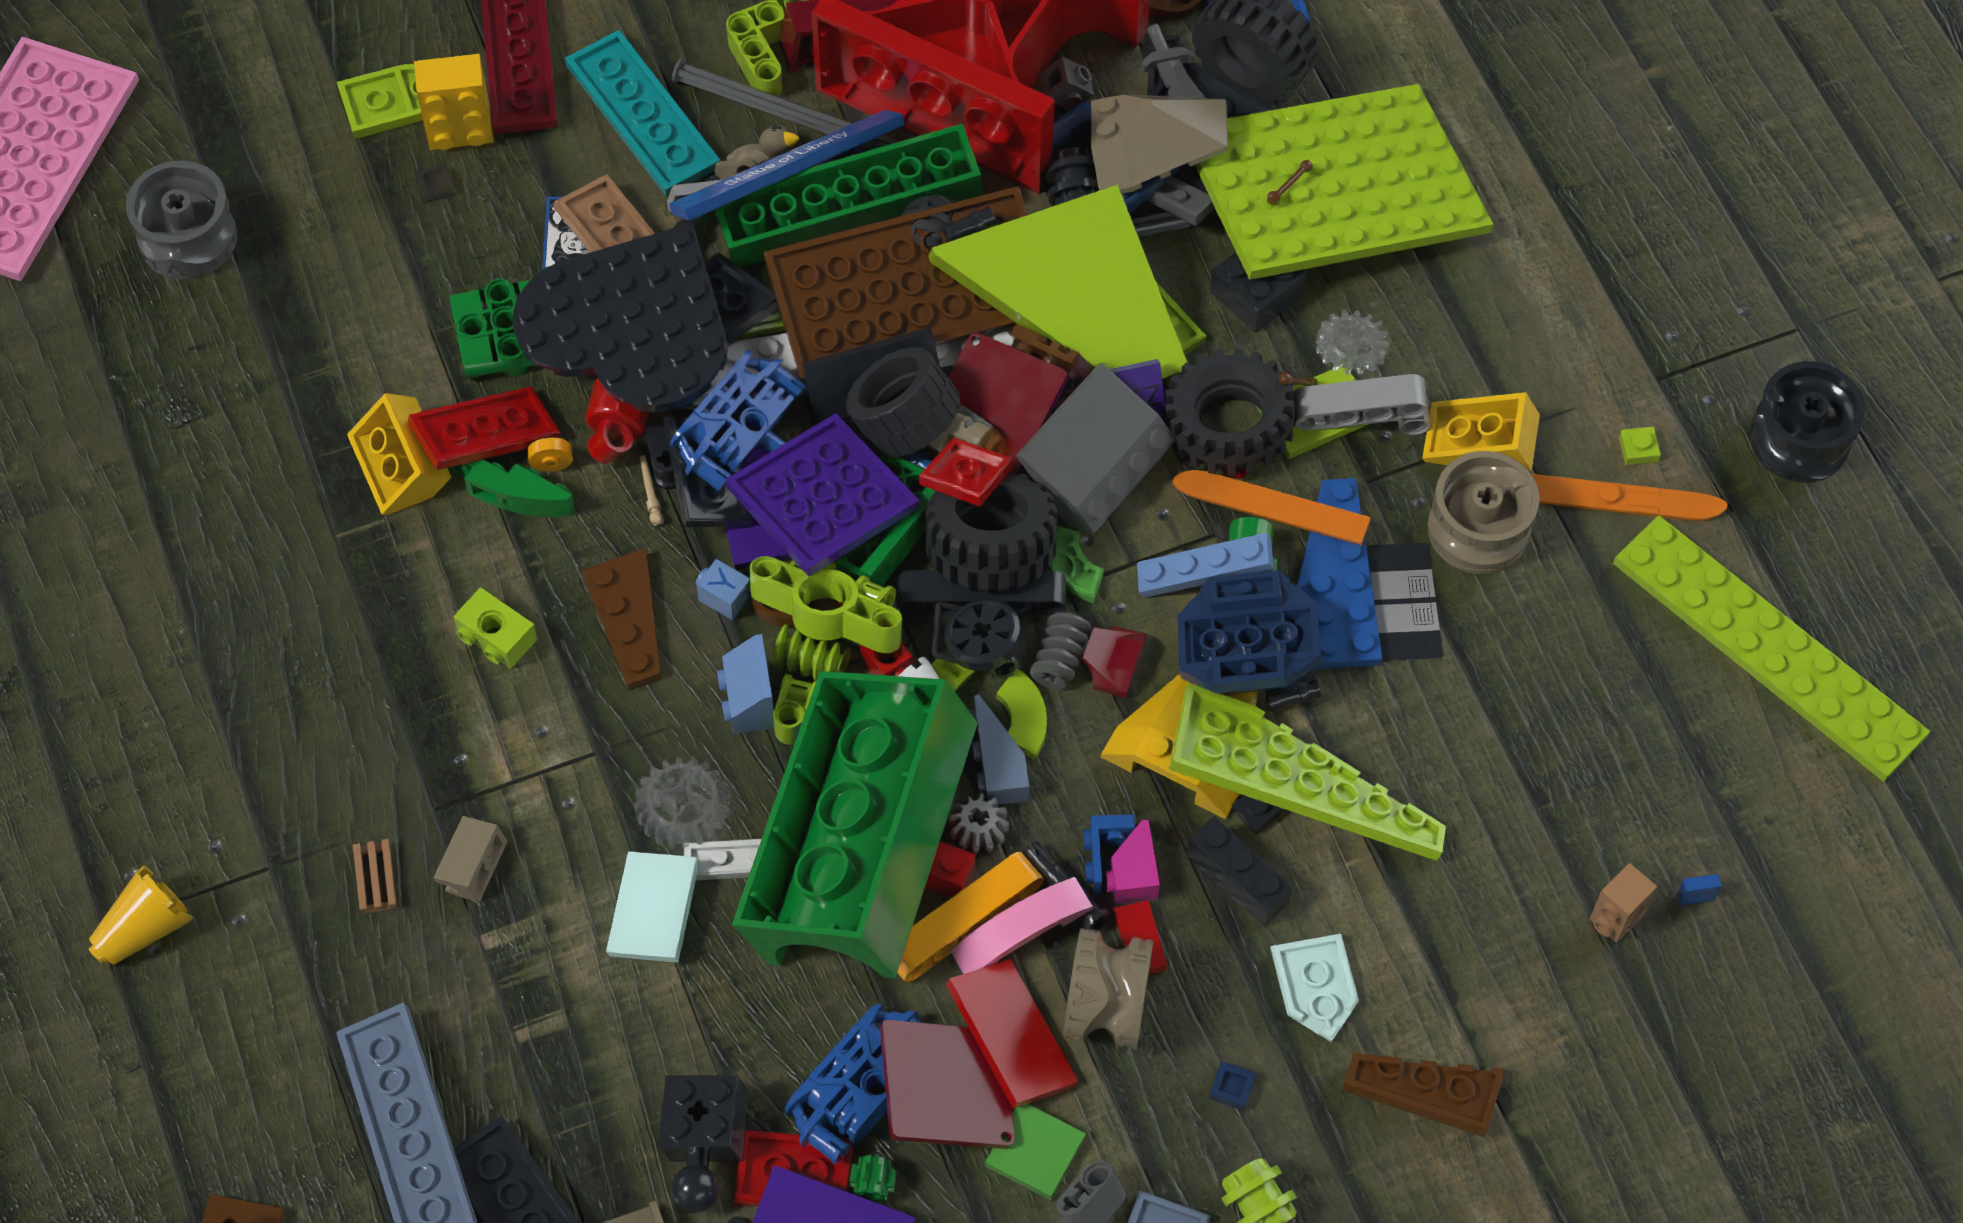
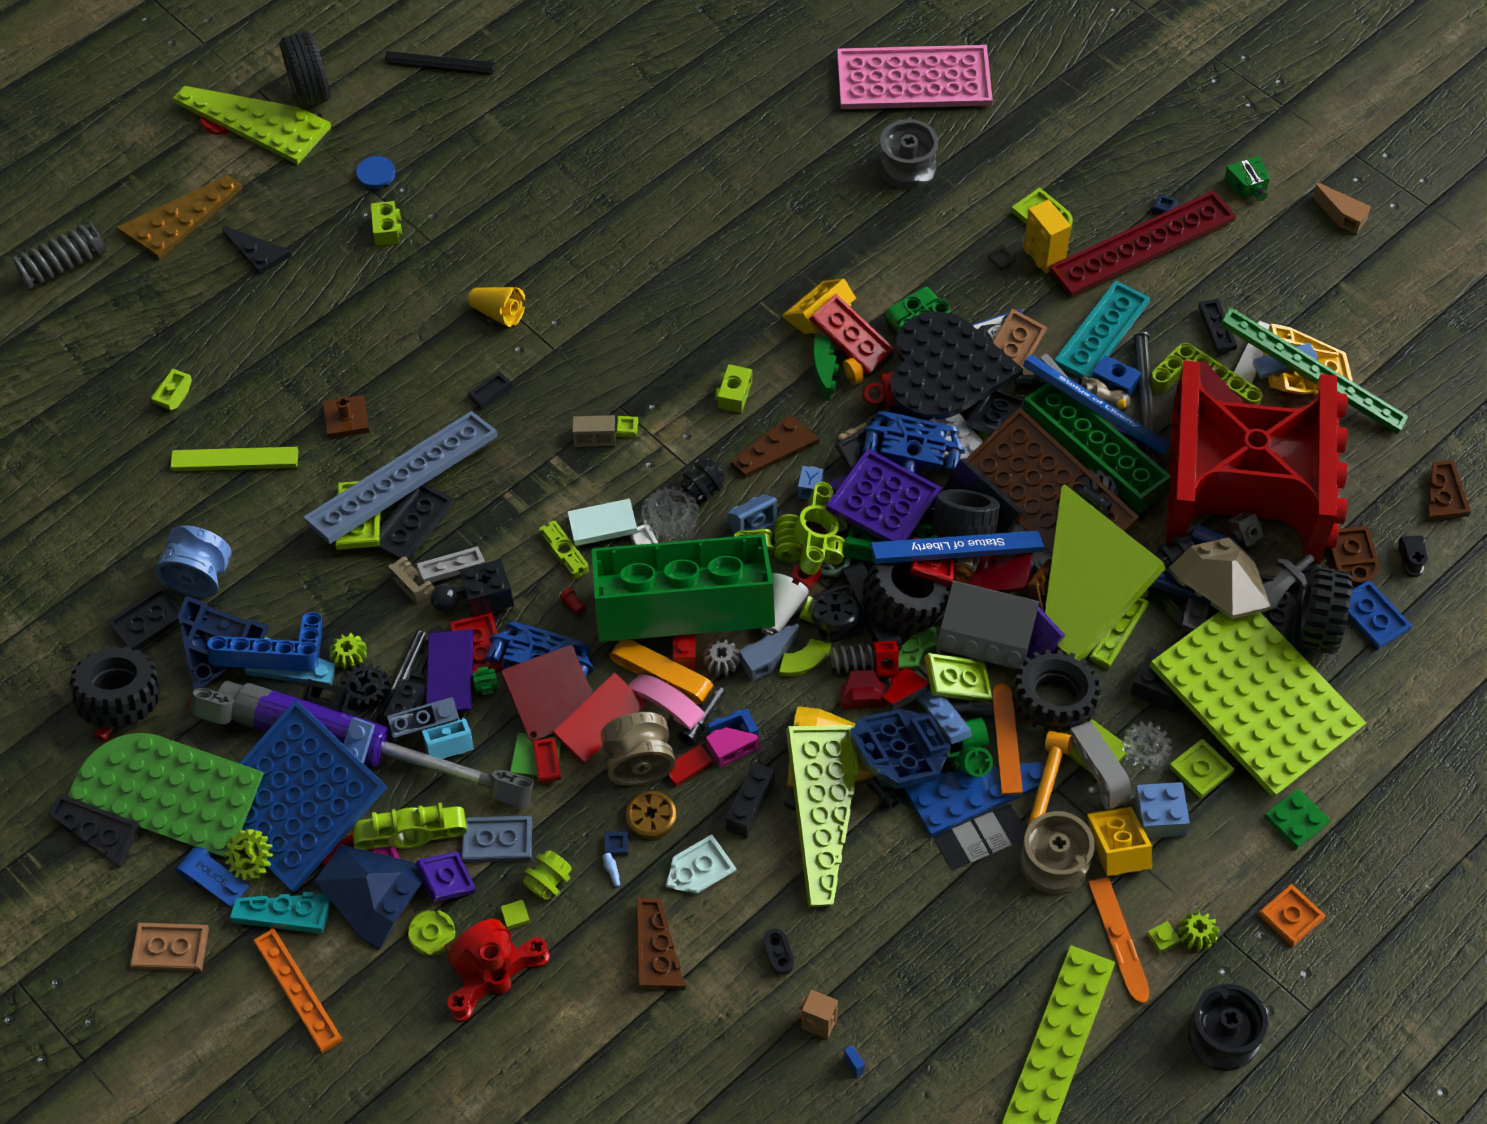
camera: 70 degrees right, 5 degrees down
(302, 991) = (490, 390): none -> black tile
(371, 850) = (565, 392): medium nougat tile -> none
(483, 806) = (627, 426): none -> lime tile
(629, 1162) = (449, 565): none -> light grey plate
(648, 984) = (572, 559): none -> lime piece
(649, 728) = (702, 480): none -> black piece
(742, 113) = (1117, 375): none -> blue brick
(779, 1001) = (574, 603): none -> red pin
(964, 430) = (956, 547): none -> blue tile
(1055, 1133) = (547, 760): none -> red tile
(1082, 598) = (886, 650): none -> red brick
(1141, 596) = (905, 688): none -> red tile
(1155, 524) = (958, 678): none -> lime tile
(1189, 1034) = (653, 802): none -> pearl gold wheel
(1203, 531) = (973, 708): none -> black axle
(1270, 1106) = (611, 868): none -> light blue piece
(1274, 196) = (1214, 656): reddish brown hinge -> none
(1285, 379) = (1102, 730): reddish brown hinge -> none
(1305, 553) = (973, 761): none -> green piece
(1313, 445) = (1057, 745): none -> light orange piece
(1410, 295) = (1201, 768): none -> lime plate
(1459, 362) = (1162, 809): none -> medium blue brick
(1493, 924) = (778, 953): none -> black plate
(1525, 222) = (1297, 819): none -> green plate
(1649, 400) = (1190, 927): none -> lime gear
(1659, 289) = (1292, 915): none -> orange tile

